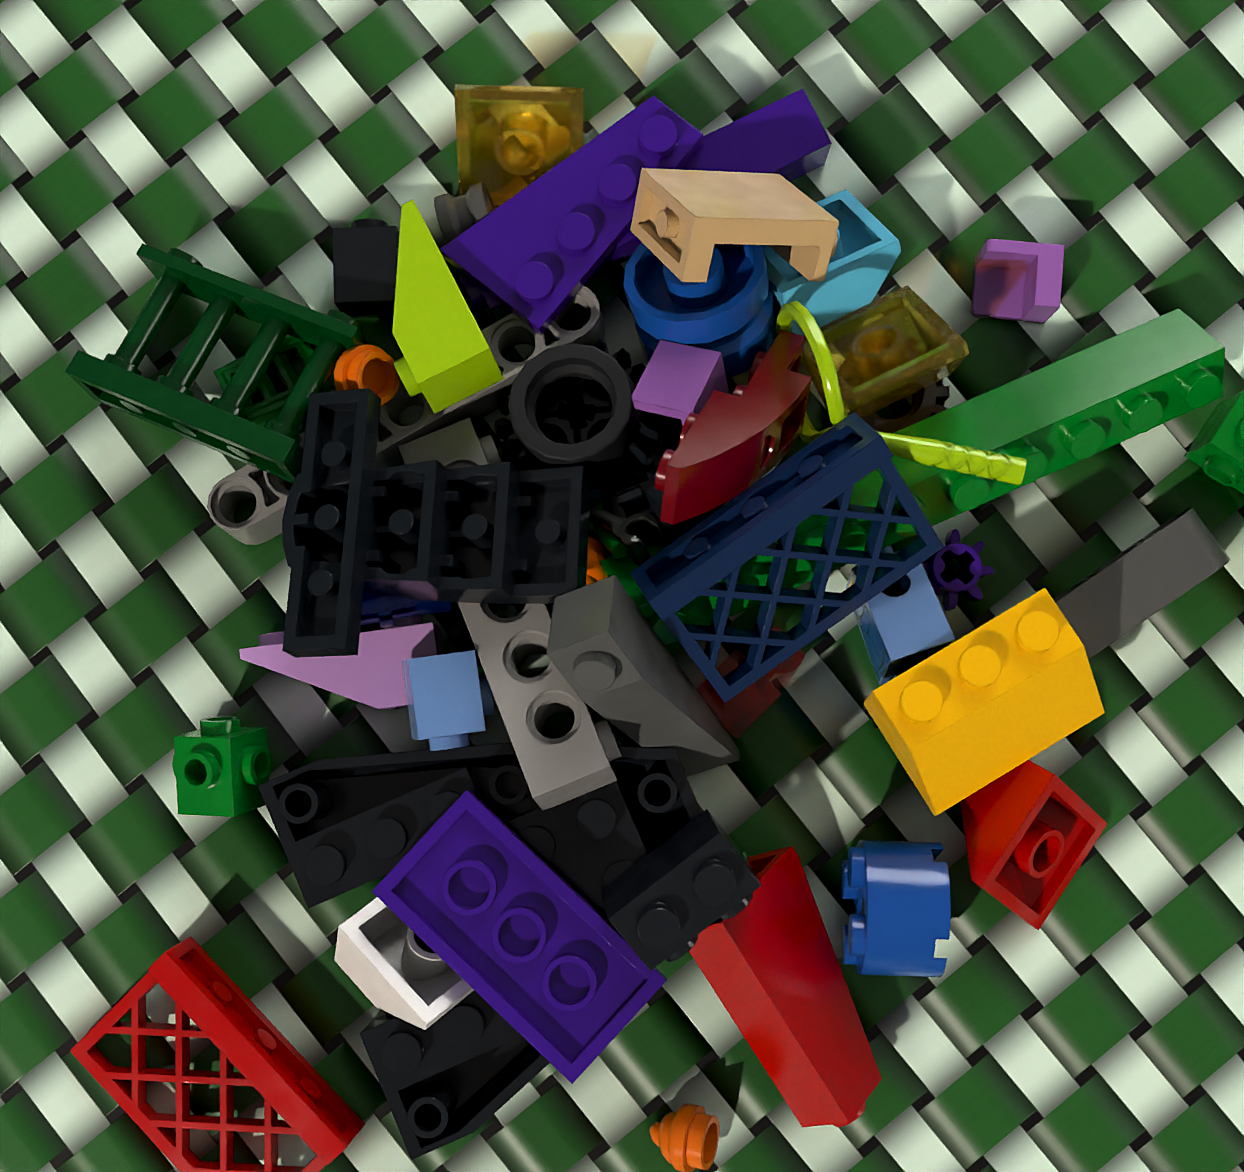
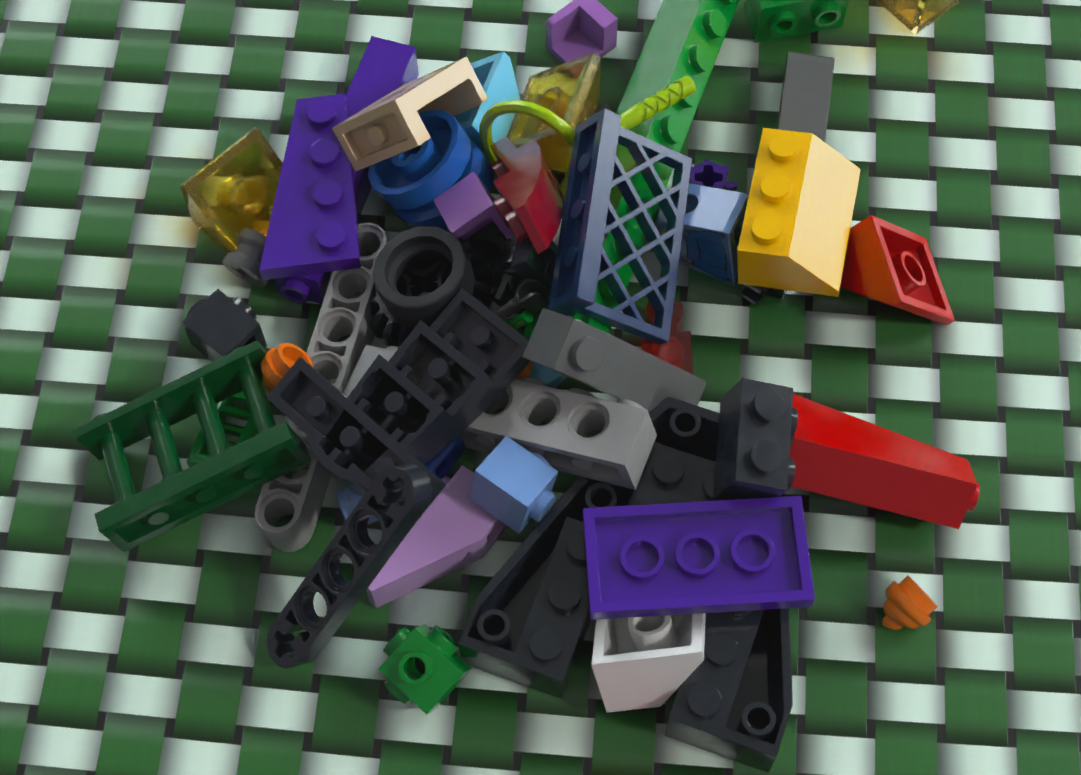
camera: 50 degrees left, 20 degrees down
(224, 631) = (367, 561): none -> black beam
(433, 323) = (306, 306): lime slope -> none
(896, 908) = (873, 364): blue brick -> none

